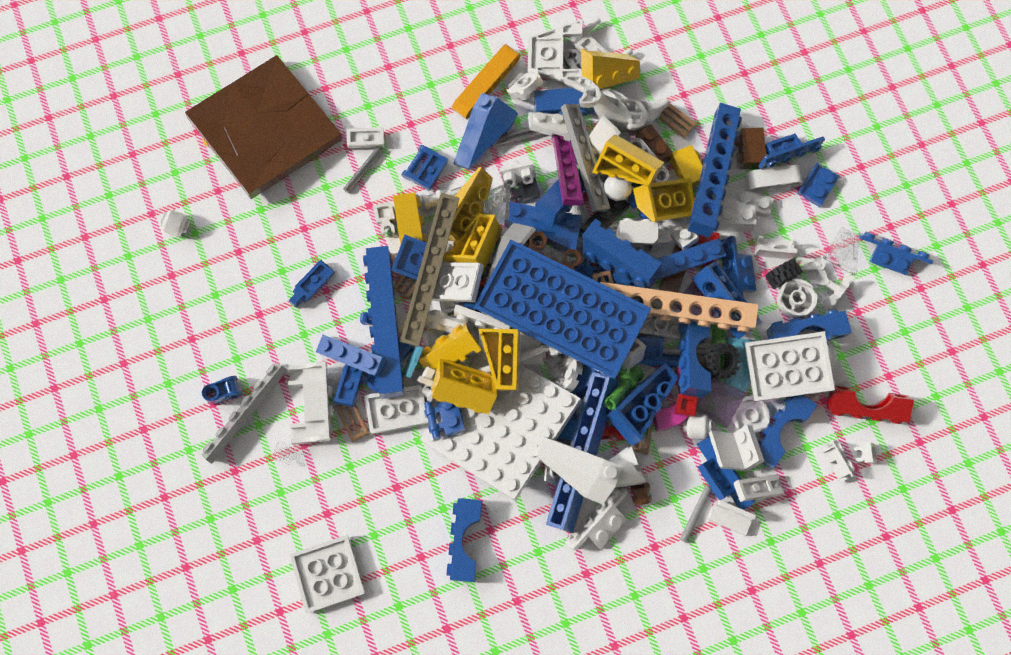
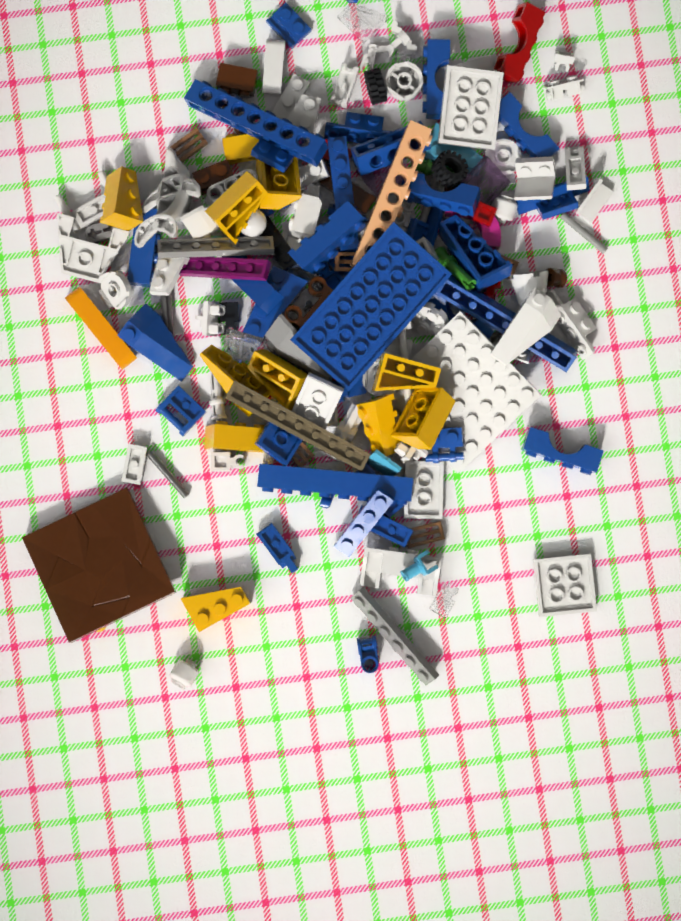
camera: 80 degrees left, 10 degrees up
(243, 236) = (214, 606): none -> yellow wedge
(312, 414) = (417, 568): none -> medium azure piece
(481, 320) = (359, 388): white plate -> none
(687, 189) = (272, 155): none -> blue plate
(787, 148) = (245, 45): blue bracket -> none

